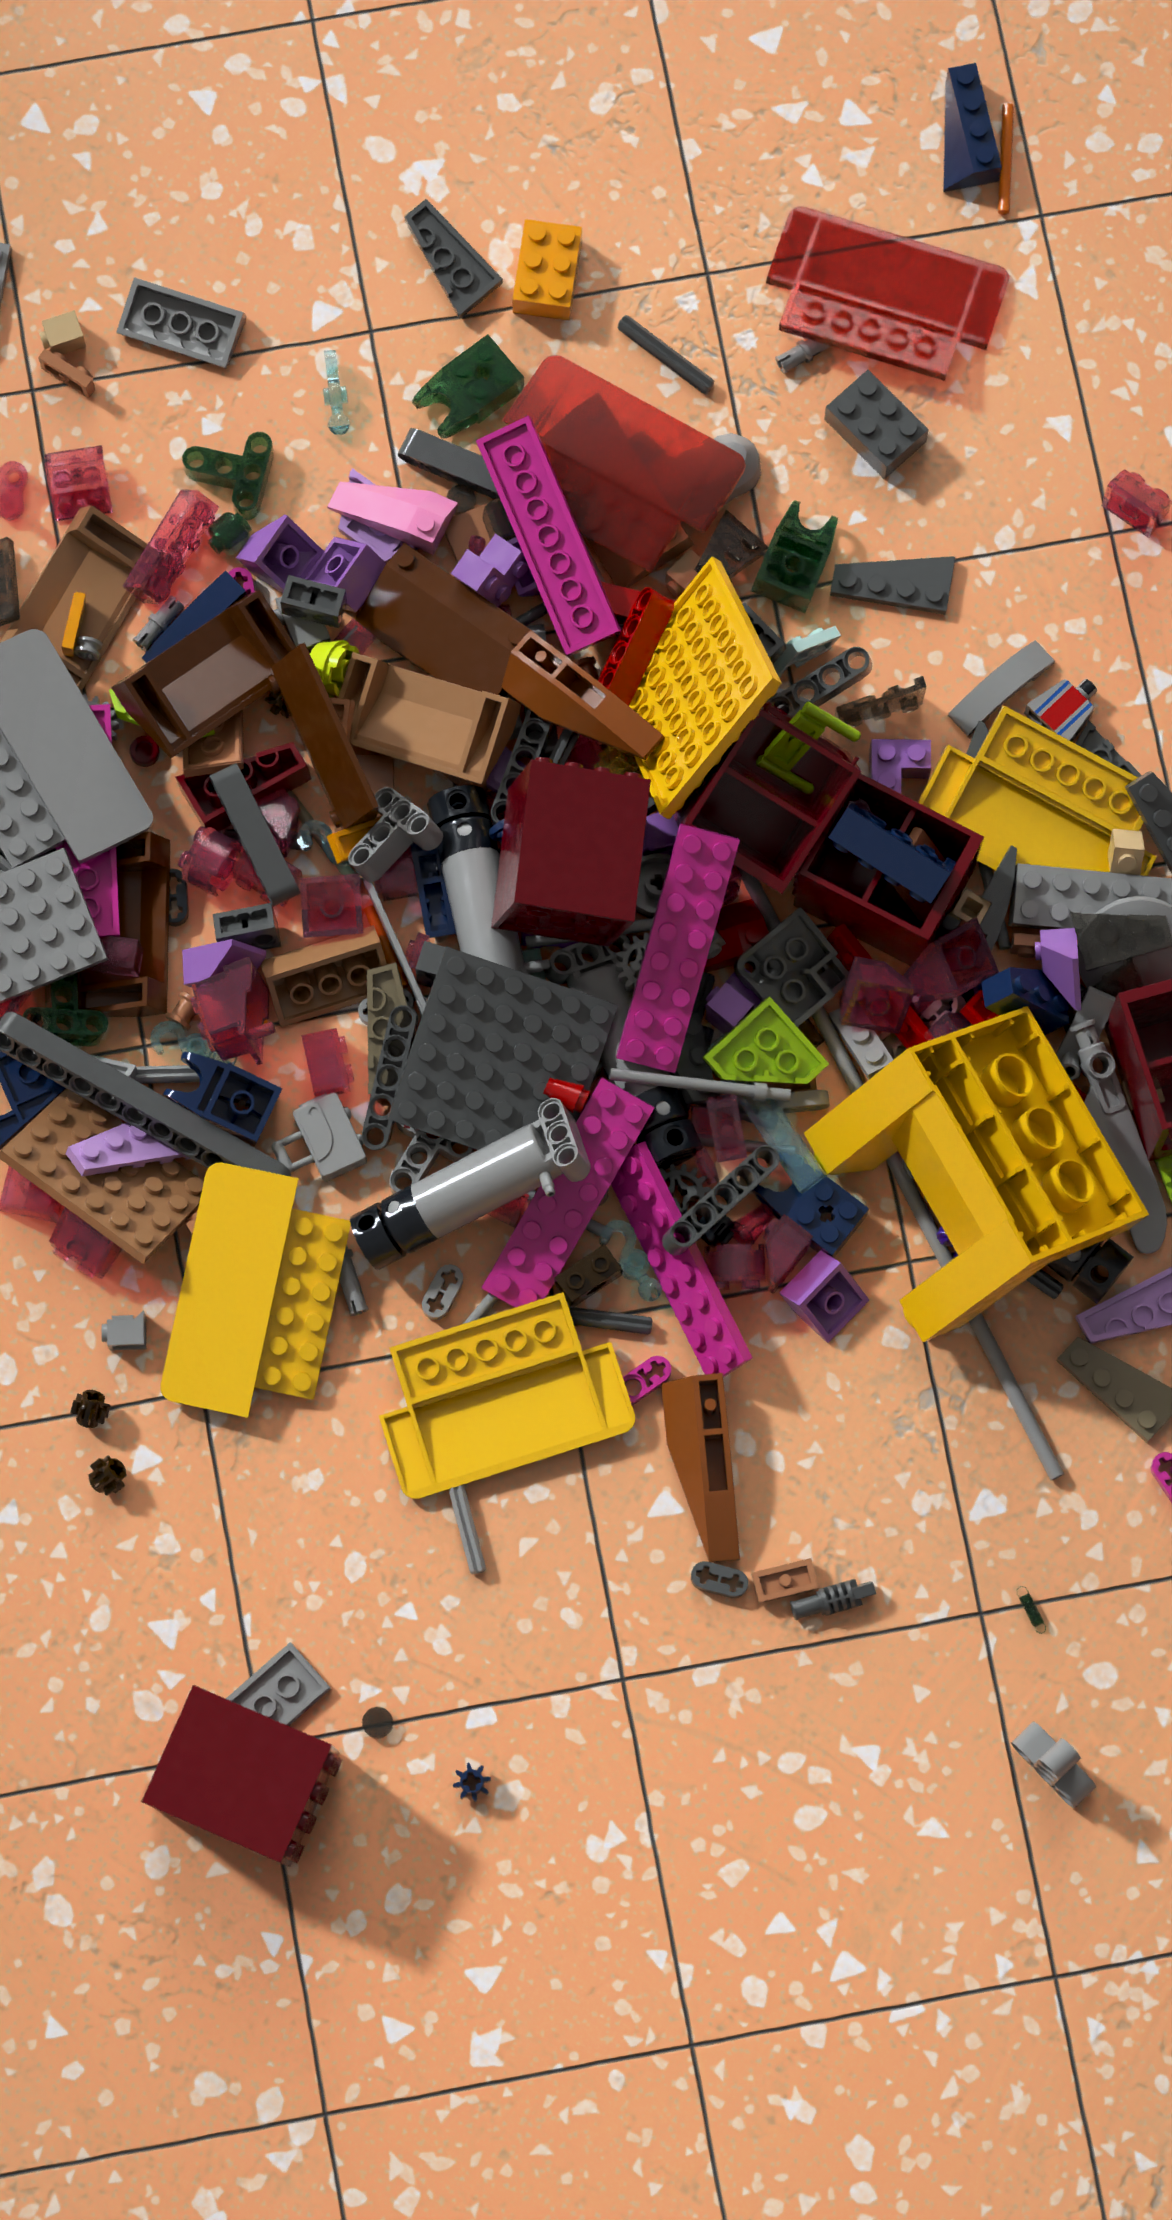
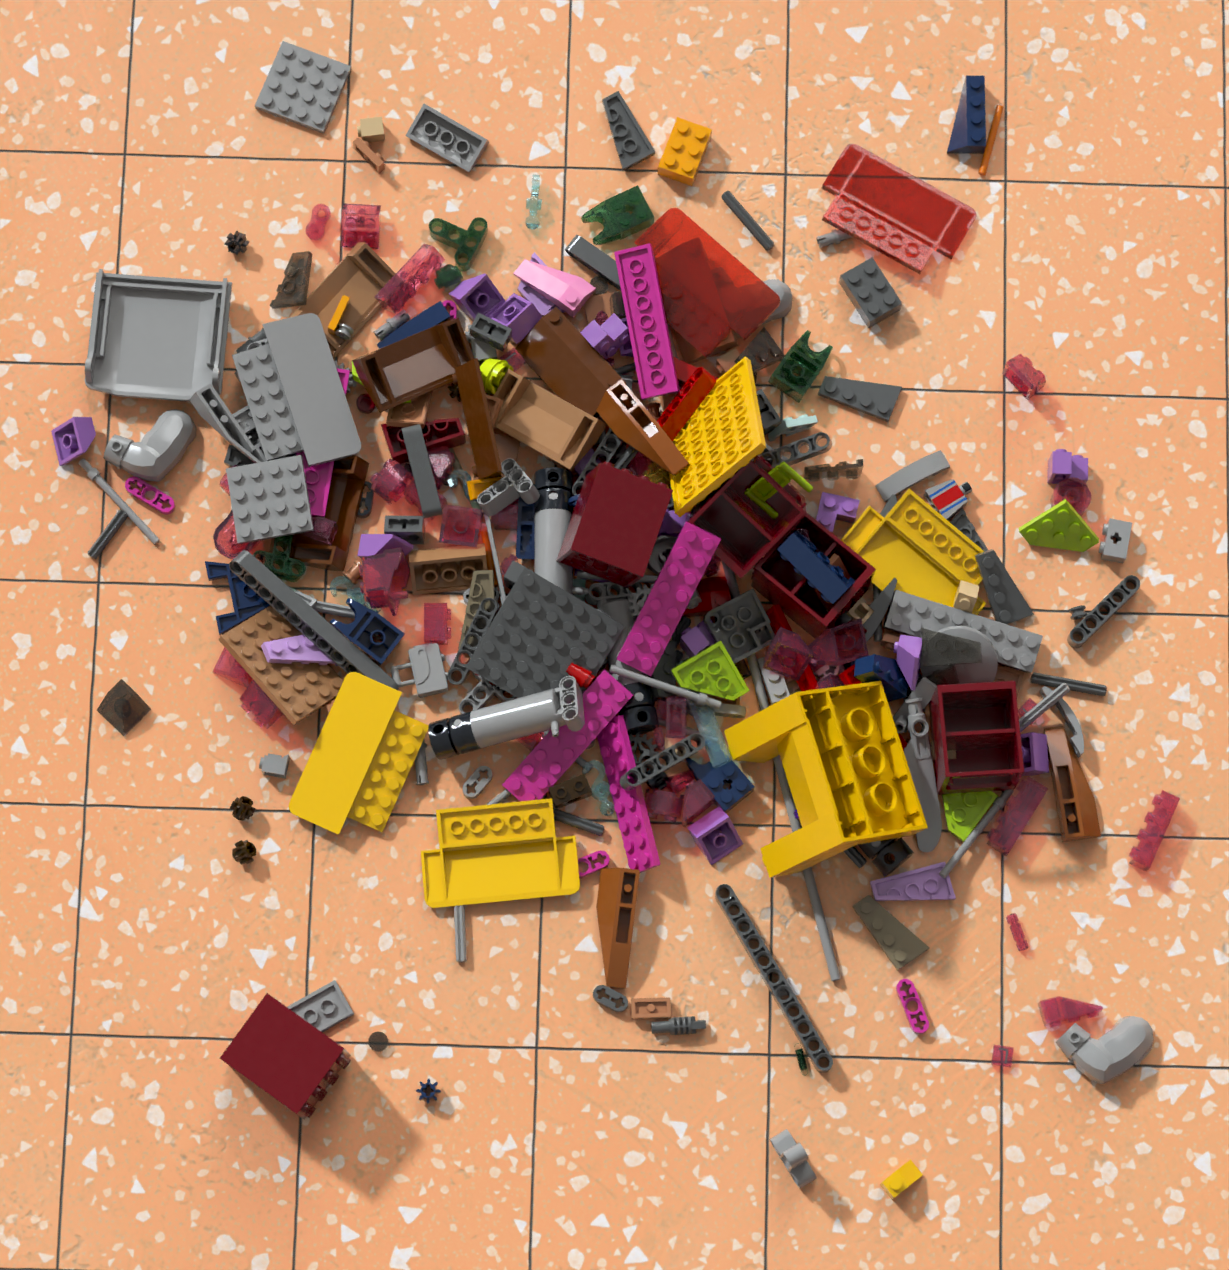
camera: 10 degrees right, 0 degrees up
(967, 1509) = (765, 971): none -> dark grey beam

